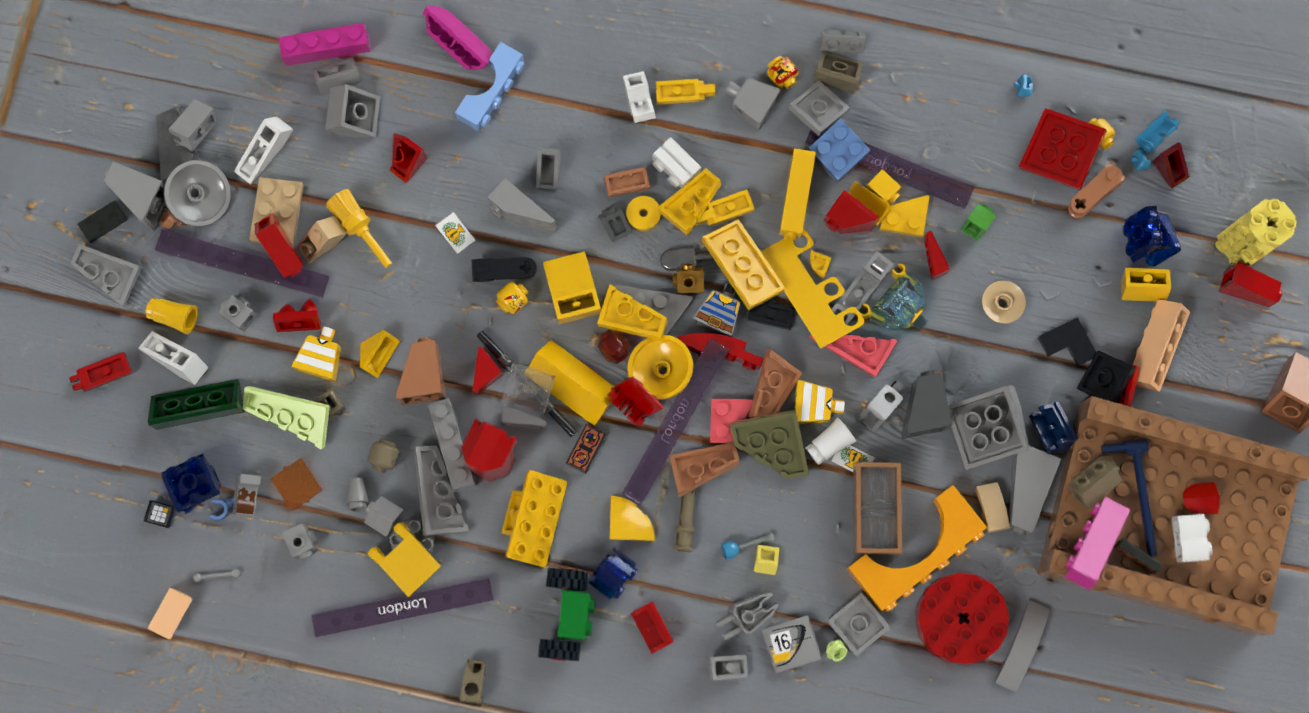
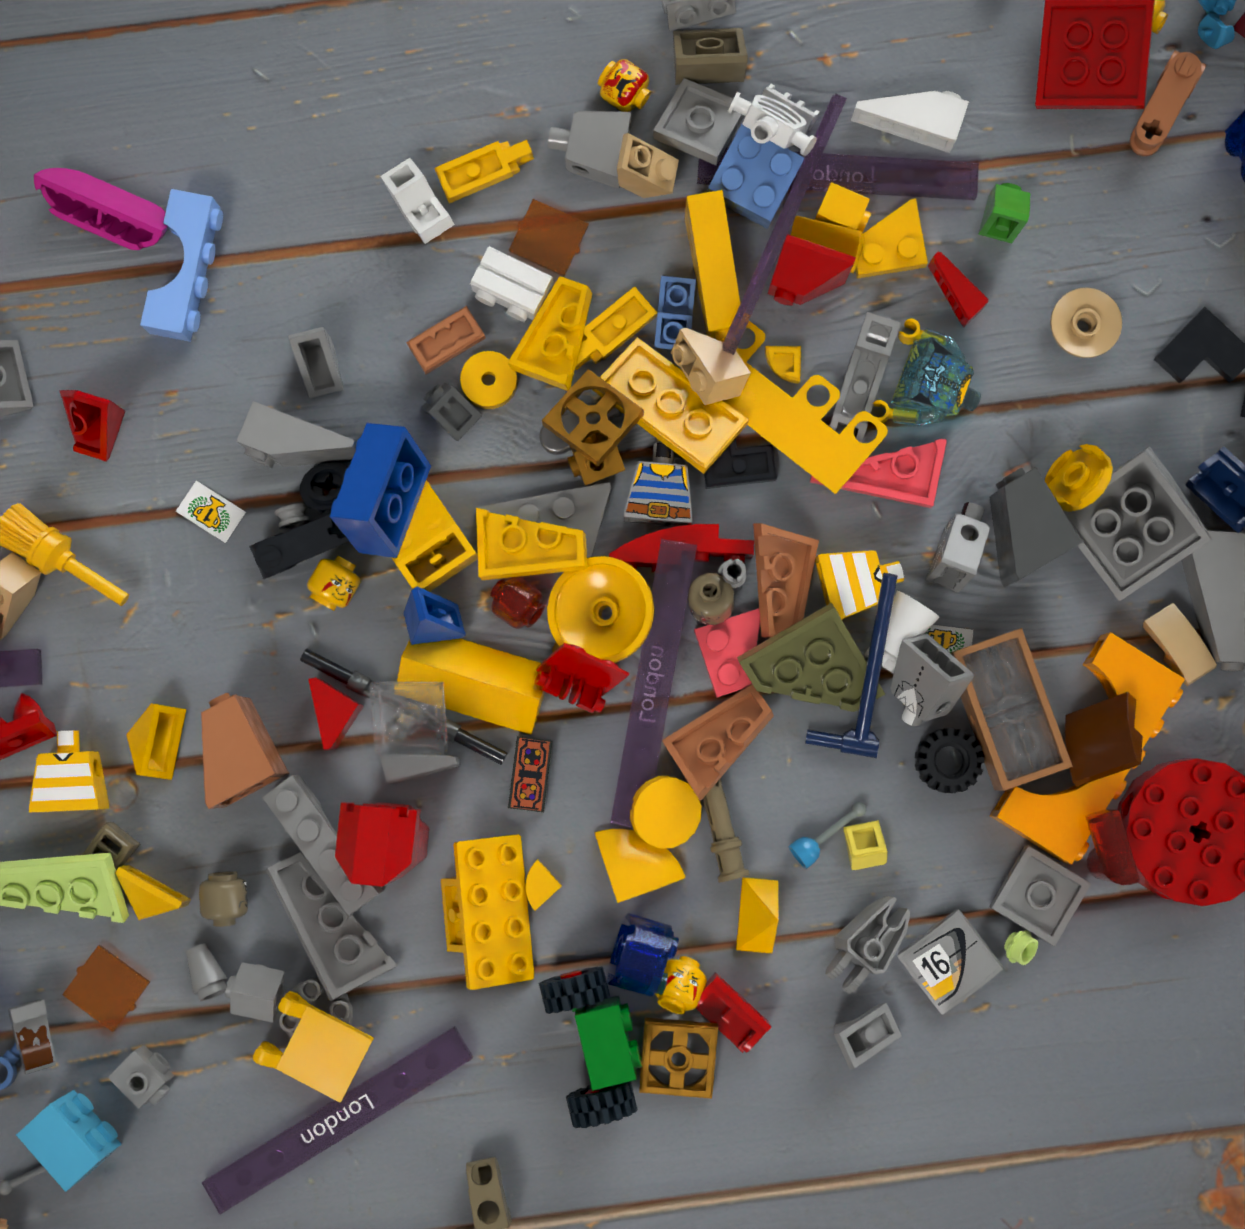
camera: 15 degrees left, 5 degrees up
(247, 560) = (69, 1139): none -> medium azure brick
(340, 440) = (147, 894): none -> yellow slope
(501, 251) = (292, 516): none -> light grey bush
(526, 235) = (318, 478): none -> black gear
(559, 254) = (380, 490): none -> blue brick
(561, 337) = (432, 618): none -> blue slope
(568, 514) = (540, 885): none -> yellow tile
(604, 639) = (704, 1086): none -> pearl gold piece
(630, 600) = (683, 985): none -> yellow head
(656, 497) = (665, 812): none -> yellow tile
(685, 241) = (594, 452): none -> pearl gold piece
(688, 577) = (757, 915): none -> yellow slope
(707, 144) = (548, 237): none -> clear orange piece
(726, 383) = (710, 599): none -> dark tan head
(748, 371) = (738, 568): none -> light grey pin
(765, 212) = (674, 309): none -> medium blue slope
(774, 250) = (710, 370): none -> tan slope
(777, 124) = (645, 168): none -> tan slope
(784, 496) = (862, 740): none -> dark blue bar
(833, 513) = (970, 755): none -> black tyre
(835, 474) = (927, 679): none -> light grey torso
(845, 183) = (783, 225): none -> clear purple tile
(863, 122) = (777, 119): none -> white piece
(907, 615) = (1112, 854): none -> clear red brick
(925, 544) = (1103, 739): none -> reddish brown slope
(947, 149) = (921, 117): none -> white slope
(966, 389) = (1079, 477): none -> yellow tile

